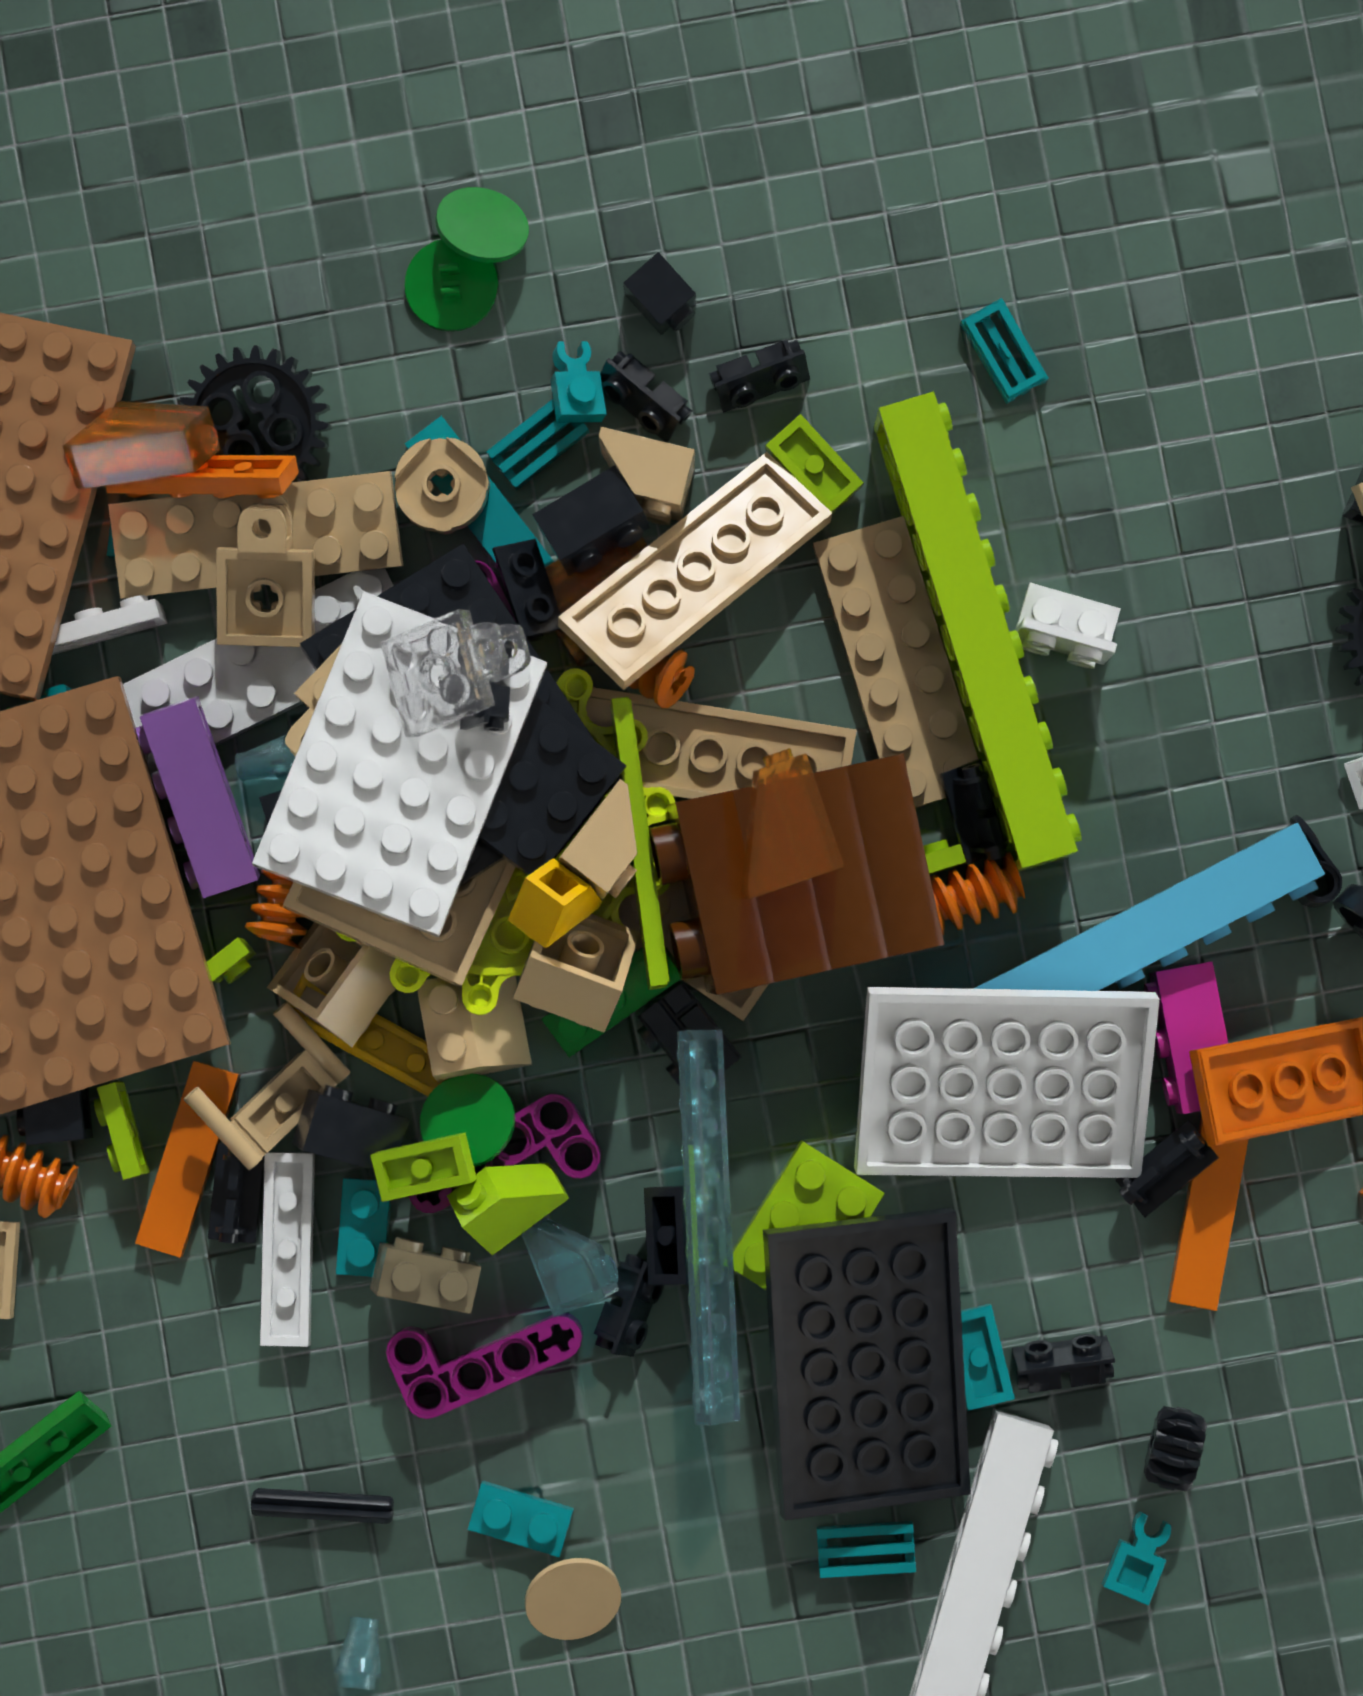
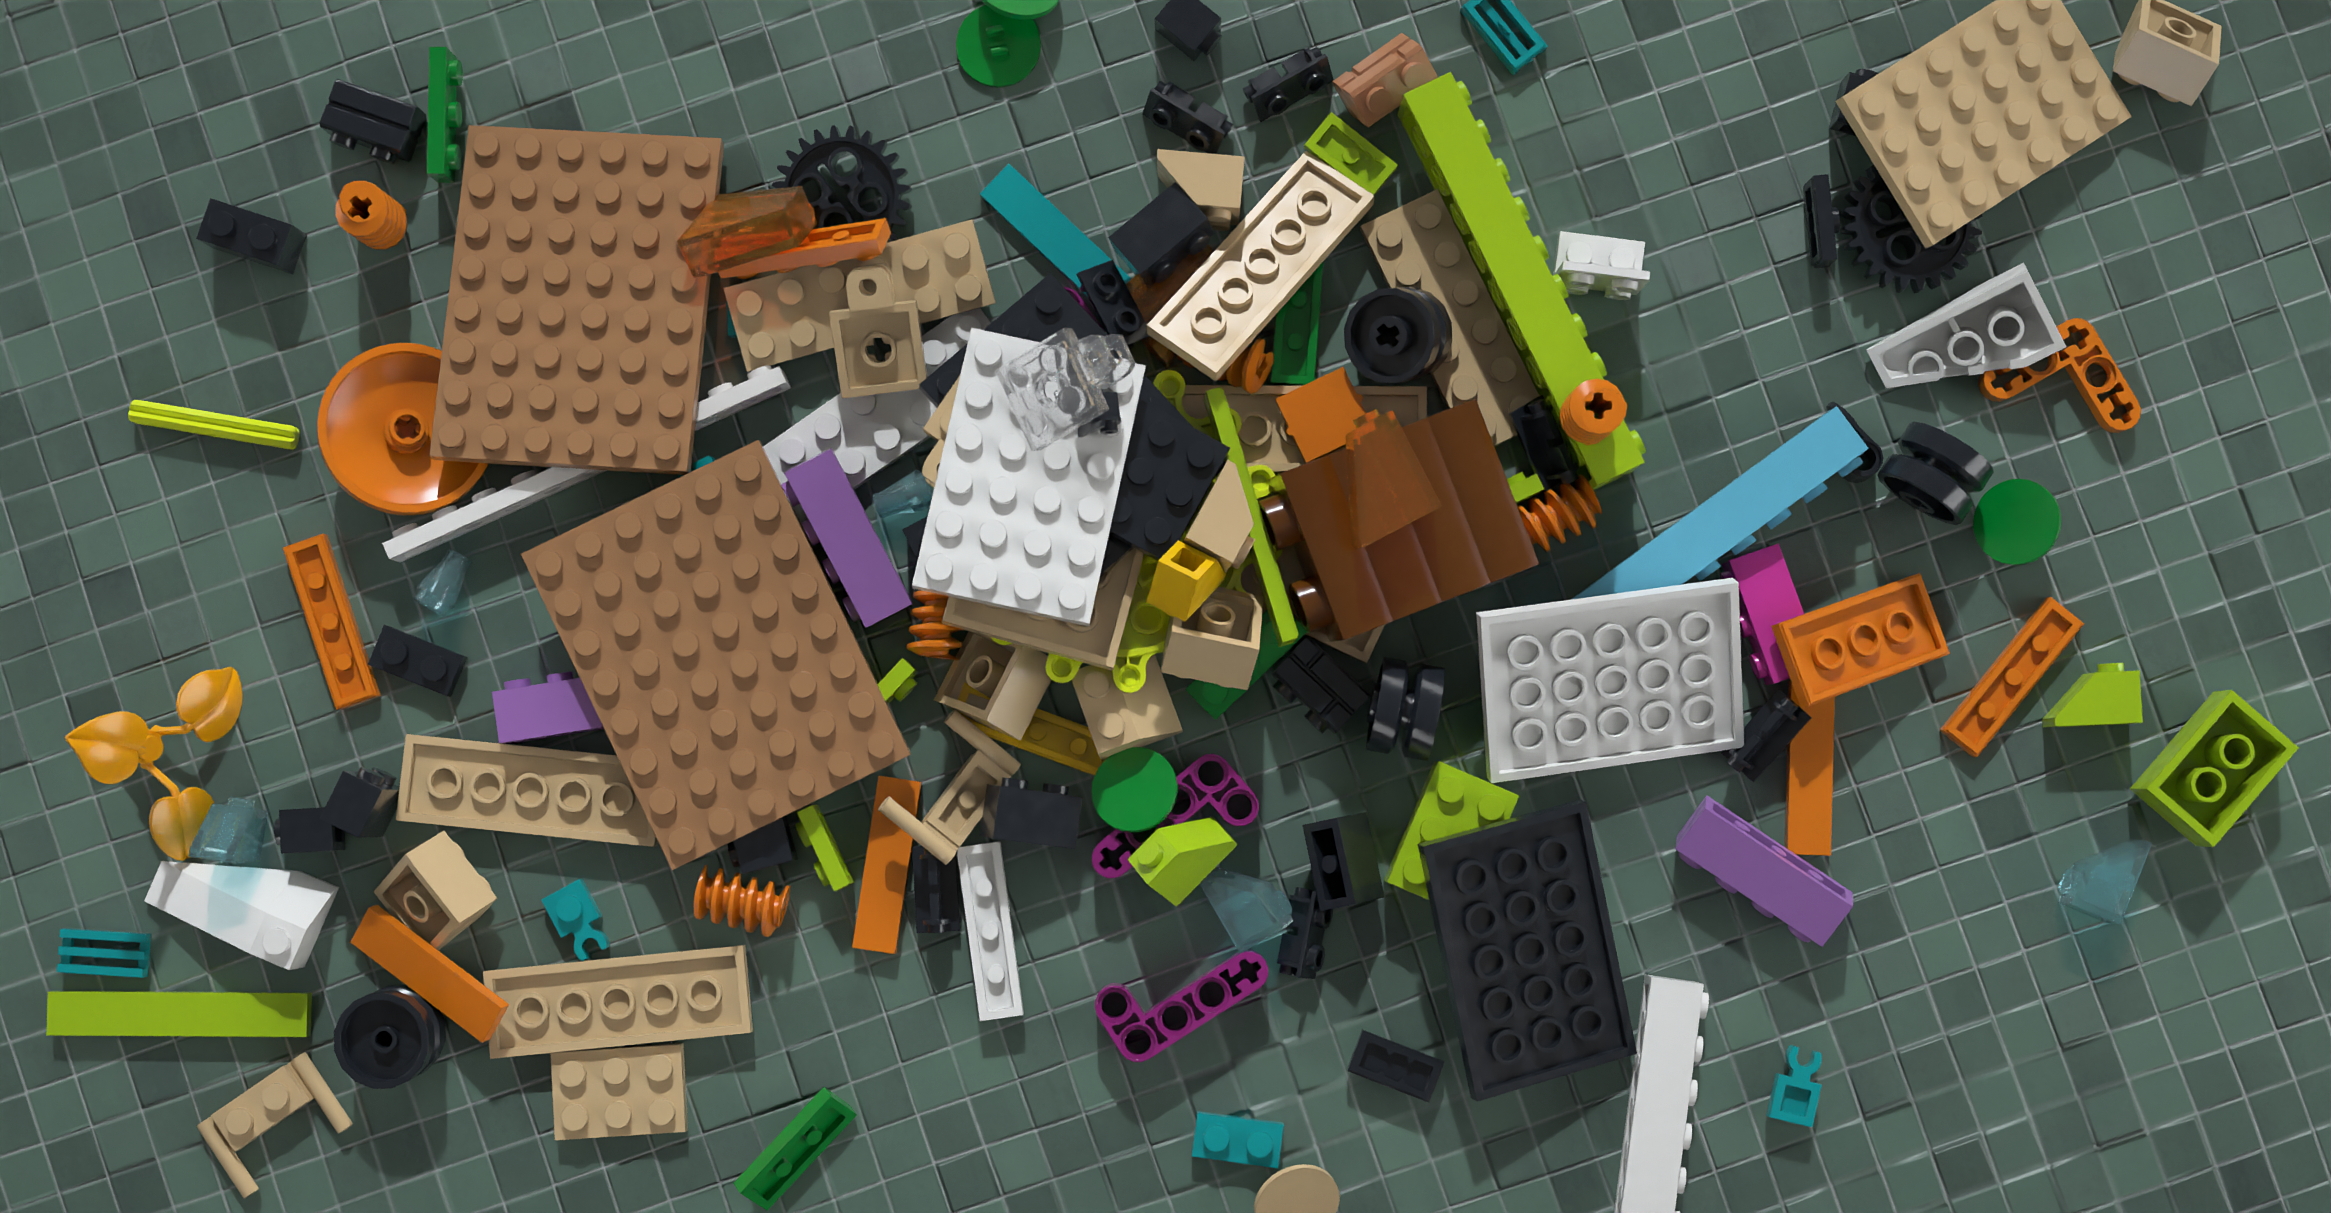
camera: 10 degrees left, 0 degrees up
(322, 1506) = (1057, 1156): black axle -> none
(361, 1227) = (1055, 901): teal plate -> none
(423, 1167) = (1103, 836): lime plate -> none
(426, 1277) = (1119, 936): dark tan brick -> none
(441, 512) = (1013, 201): tan plate -> none
(520, 432) = (1123, 146): teal tile -> none
(575, 390) = (1126, 122): teal plate -> none
(705, 1465) = (1395, 1065): none -> black plate
(708, 1227) = (1367, 849): clear light blue plate -> none
(725, 651) = (1298, 335): none -> green plate
(736, 740) = (1321, 413): none -> orange piece
(775, 1078) = (1411, 709): none -> black wheel
(833, 668) = (1373, 337): none -> black wheel
(862, 385) = (1383, 78): none -> nougat brick
(866, 1568) = (1553, 1135): teal tile -> none
(984, 1361) = (1631, 932): teal plate -> none
(1041, 776) = (1603, 399): none -> orange piece
(1085, 1358) = (1720, 916): black hinge -> none
(1140, 1318) = (1763, 872): none -> medium lavender brick
(1175, 1448) = (1814, 983): black gear -> none
(1317, 616) = (1821, 221): none -> black plate

